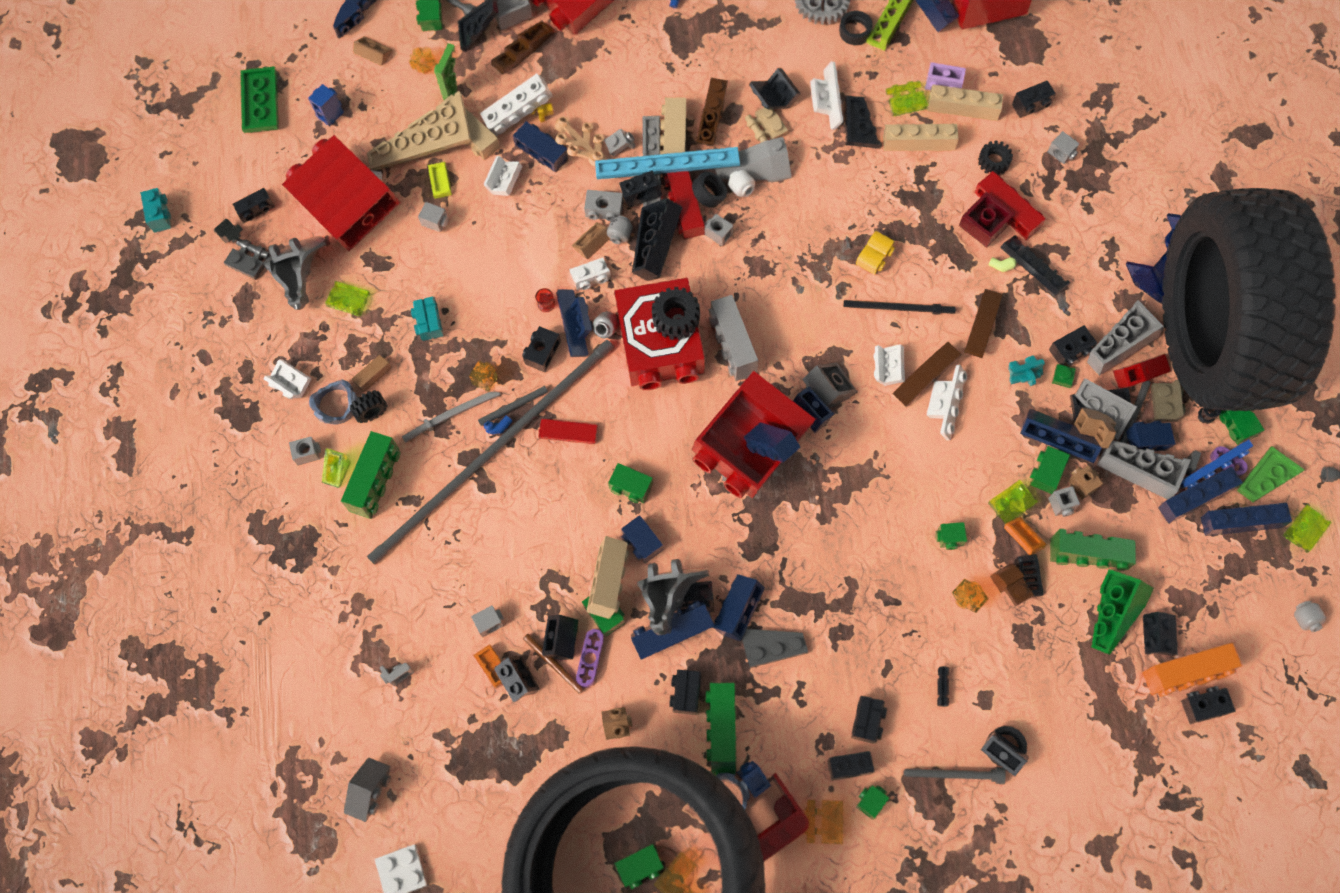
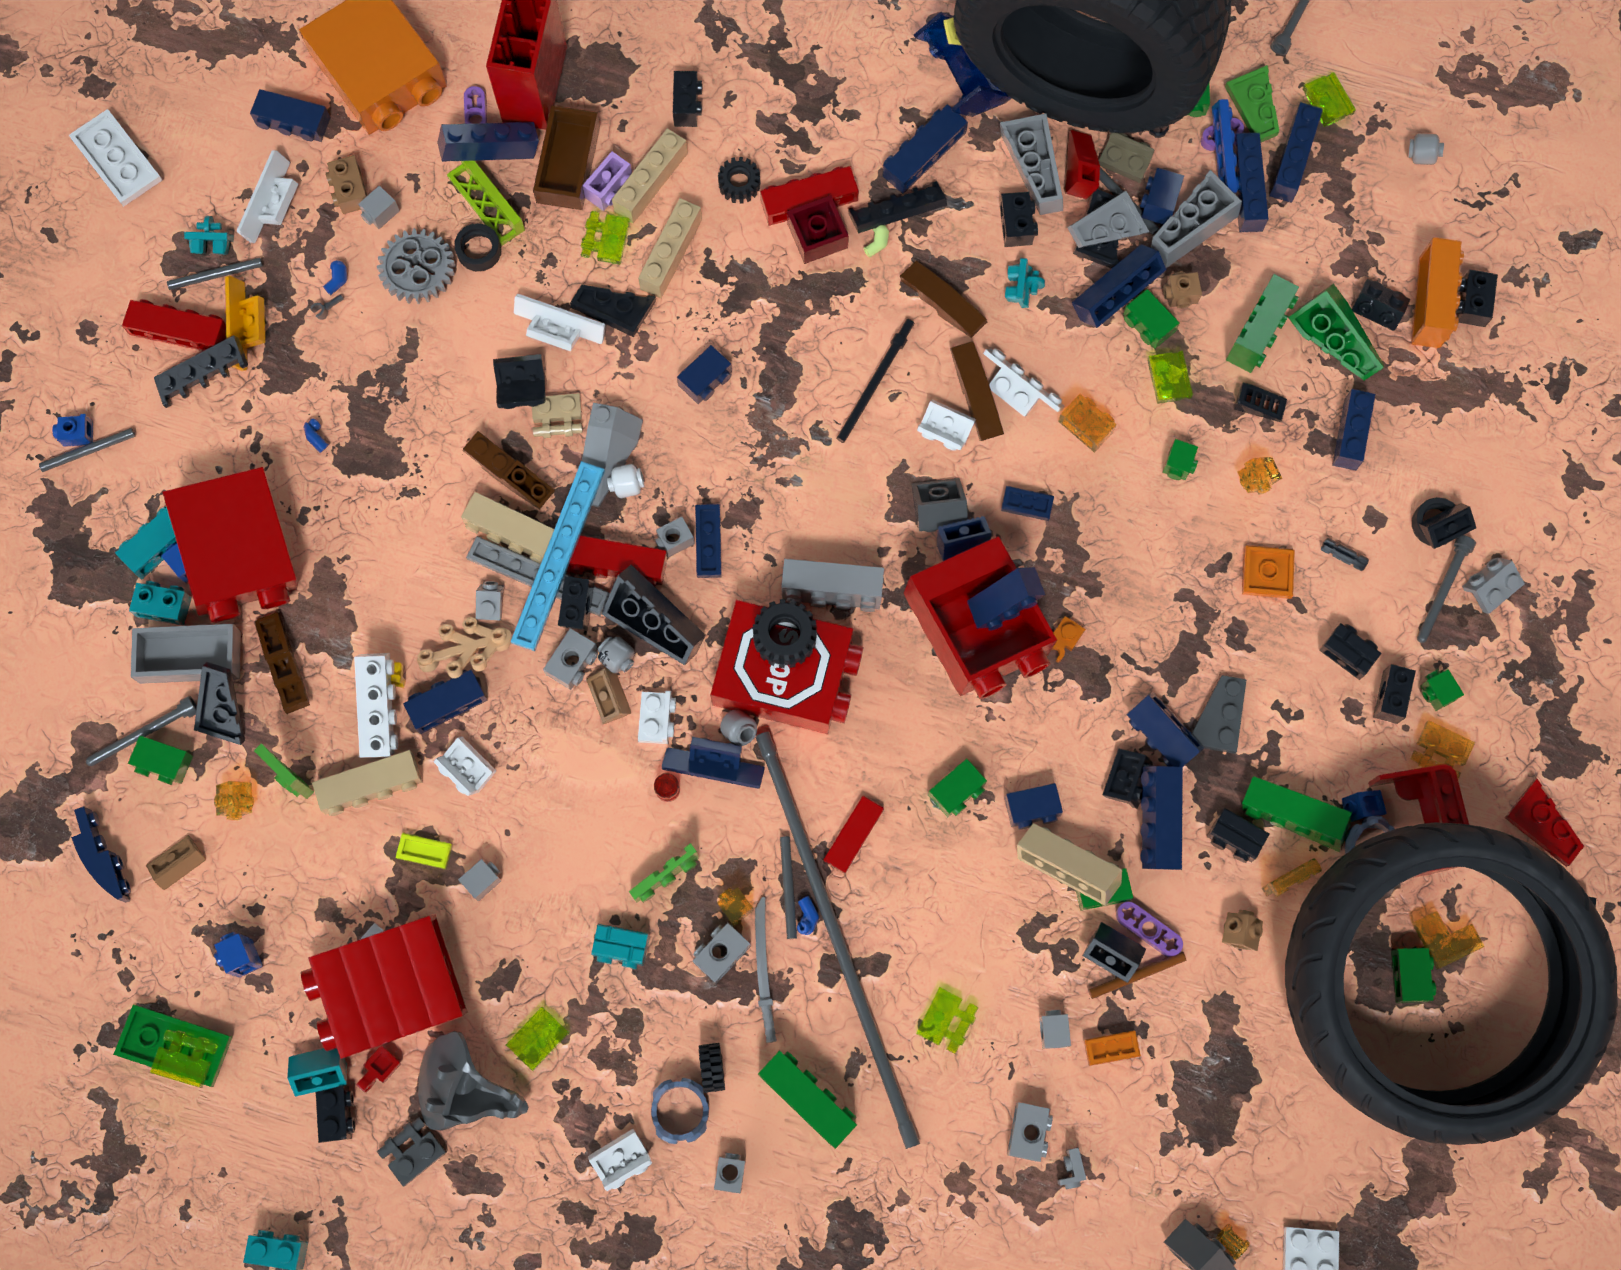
camera: 70 degrees left, 5 degrees up
(228, 231) = (362, 1161): pearl dark grey bracket -> none
(245, 105) = (182, 1067): none -> clear neon green plate
(270, 178) = (316, 1071): none -> teal brick
(291, 216) = (379, 1066): none -> red plate
(334, 468) = (773, 1145): clear neon green slope -> none
(371, 373) = (658, 1048): medium nougat slope -> none
(388, 808) = (1232, 1242): none -> clear yellow bush
(398, 629) = (1019, 1145): none -> light grey brick
(428, 134) = (357, 832): tan wing -> none
(456, 389) = (715, 967): none -> light grey brick
(465, 541) = (939, 1016): none -> clear neon green plate
(499, 330) = (675, 865): none -> bright green wing
(516, 678) = (1141, 1024): black bracket -> none
(541, 359) = (727, 805): black brick -> none
(663, 738) = (1297, 876): none -> clear yellow plate
(666, 592) = (1118, 804): dark grey animal -> none
(704, 195) = (618, 532): black tyre -> none
(727, 251) = (708, 541): none -> dark blue plate
(778, 512) = (1067, 636): none -> orange plate
(842, 198) = (705, 375): none -> dark blue brick
(862, 444) = (1027, 503): none -> dark blue plate
(875, 253) = (796, 372): yellow brick -> none
(900, 635) = (1268, 572): none -> orange tile
(944, 457) = (1087, 422): none -> clear yellow brick
(947, 45) = (566, 157): none -> reddish brown piece
(979, 811) = (1494, 583): none -> light grey bracket
(1011, 581) = (1262, 422): reddish brown brick -> none
(1025, 536) = (1215, 383): orange plate -> none
(1045, 652) = (1353, 429): none -> dark blue brick
(1063, 148) = (765, 100): light grey brick -> none
(1063, 375) = (1045, 247): green plate -> none
(1064, 501) = (1196, 323): light grey brick -> none
(1089, 263) = (924, 149): none -> dark blue brick
(1097, 425) = (1128, 241): medium nougat brick -> none
(1194, 457) = (1205, 165): dark grey tile -> none

